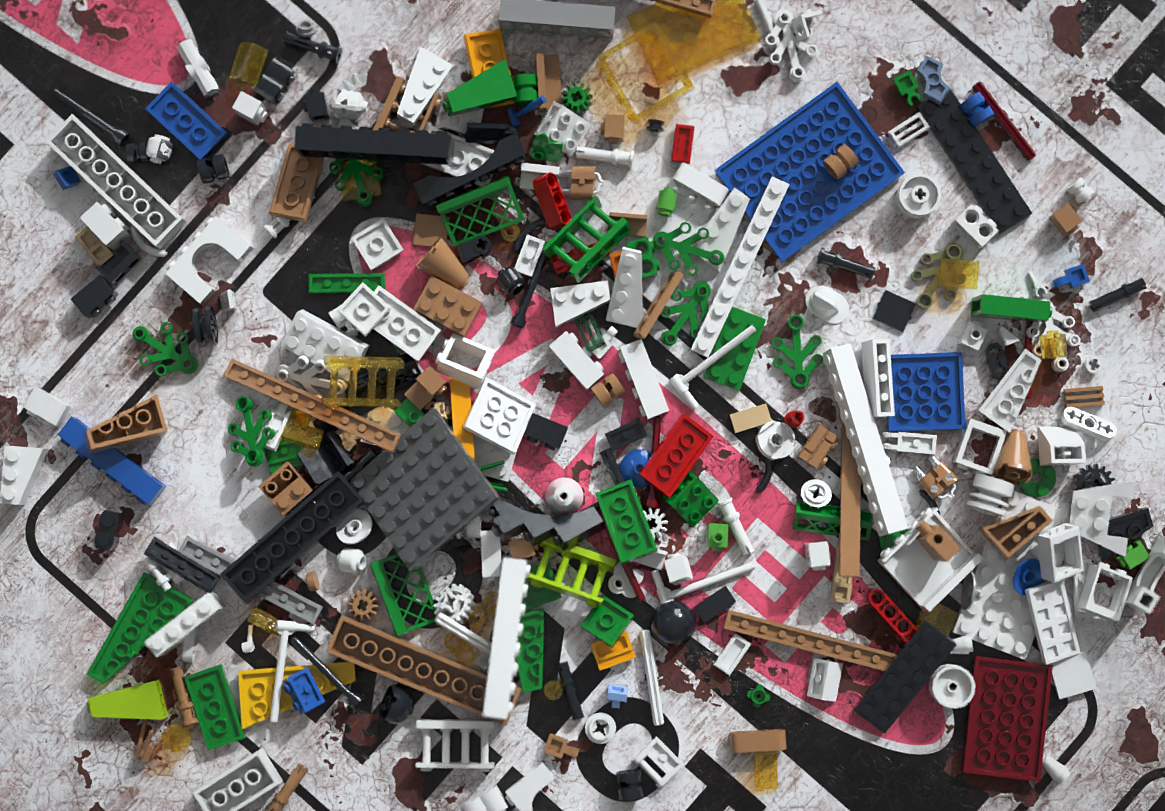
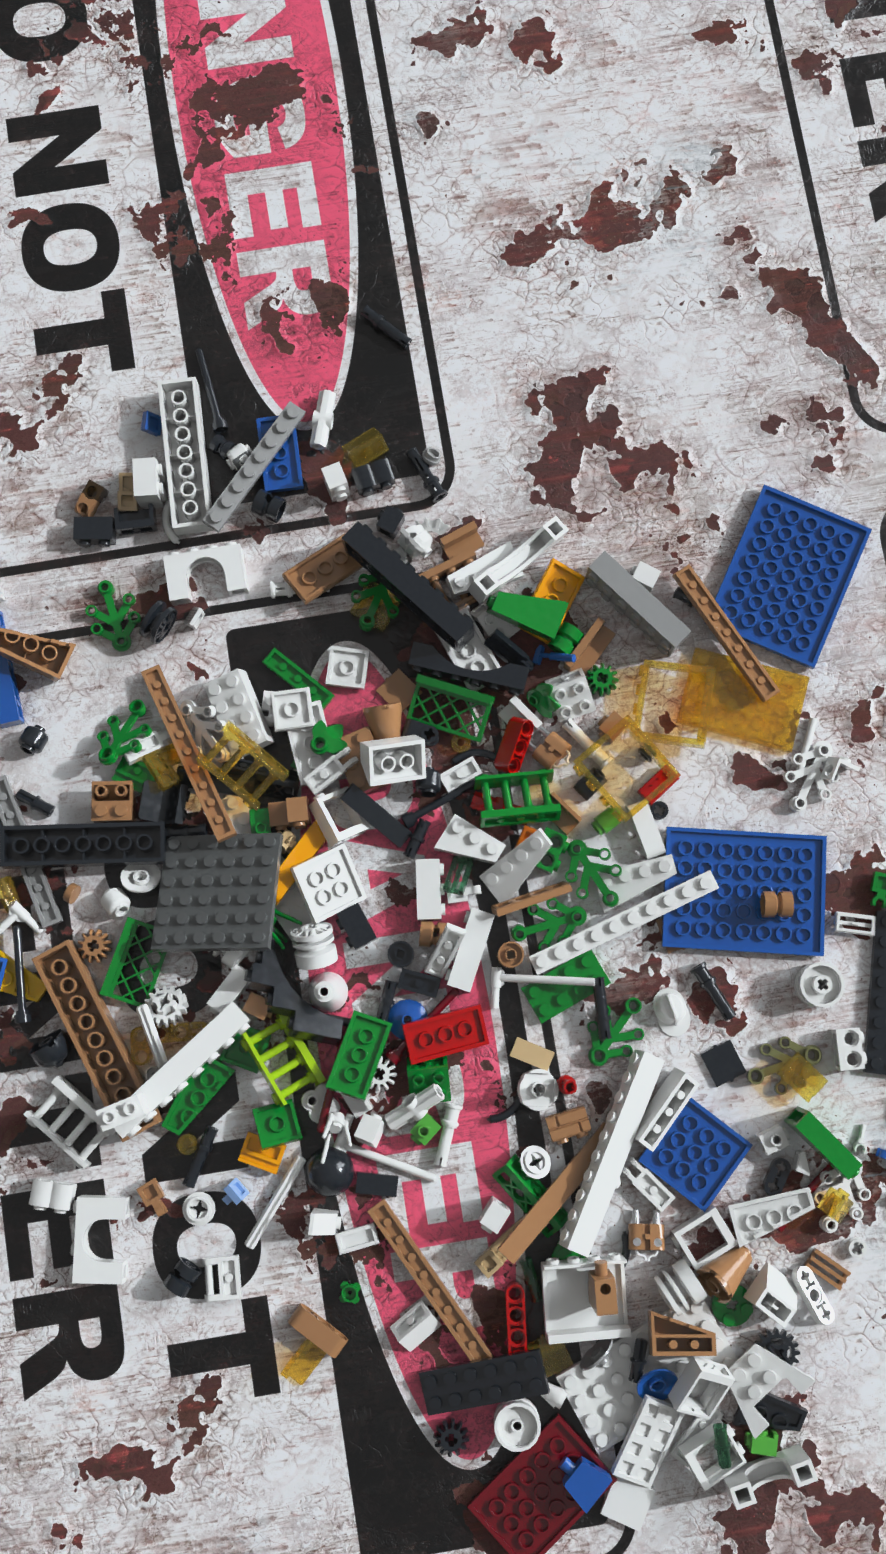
camera: 40 degrees right, 5 degrees down
(70, 275) = (90, 499): none -> leg
(177, 147) = (253, 467): none -> light grey plate
(185, 492) = (33, 739): none -> black head
(226, 538) = (35, 802): none -> black axle
(384, 77) = (461, 540): none -> medium nougat panel
(410, 307) = (329, 736): none -> green plate
(431, 333) = (329, 771): none -> white hinge
(440, 57) = (516, 562): none -> white arch
(472, 284) = (393, 759): none -> white slope
(489, 705) = (122, 1111): none -> white window
(492, 337) = (376, 815): none -> black tile
(527, 470) = (314, 945): none -> white wheel
(536, 330) = (417, 838): none -> black pin
(595, 424) = (400, 954): none -> black wheel
(626, 395) = (444, 950): none -> white tile
(631, 183) = (583, 789): none -> black bracket
(636, 182) = (605, 798): none -> clear yellow window
(650, 586) = (335, 1124): none -> white plant
(676, 358) = (510, 954): none -> medium nougat wheel
(696, 526) = (414, 1106): none -> white piece
(699, 661) = (324, 1222): none -> white slope
(704, 160) = (661, 805): none -> black bush
(775, 344) = (602, 1017): none -> black pin
(880, 578) = (531, 1279): none -> pin
(916, 727) = (459, 1439): none -> black gear
(1001, 570) = (638, 1360): none -> black axle
(1030, 684) = (584, 1481): none -> blue torso
(1106, 579) = (722, 1445): none -> clear green axle

